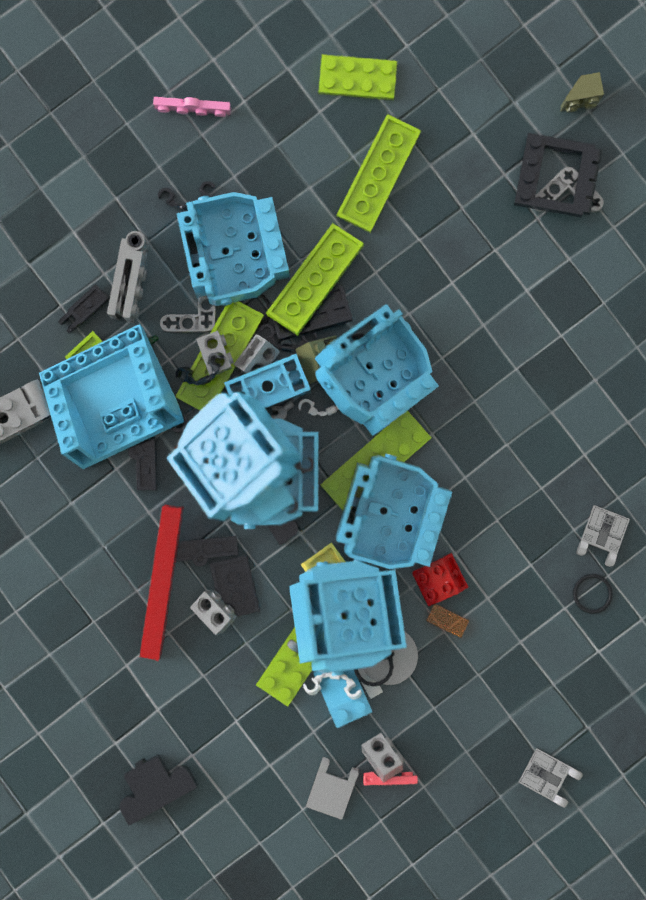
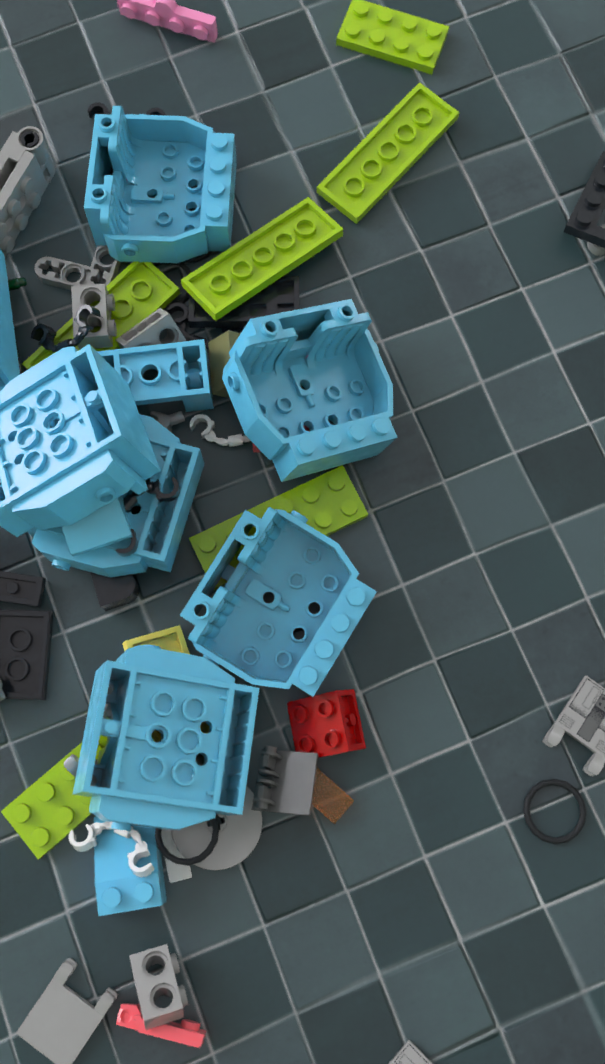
camera: 20 degrees right, 10 degrees down
(424, 620) = (285, 781): none -> dark grey hinge

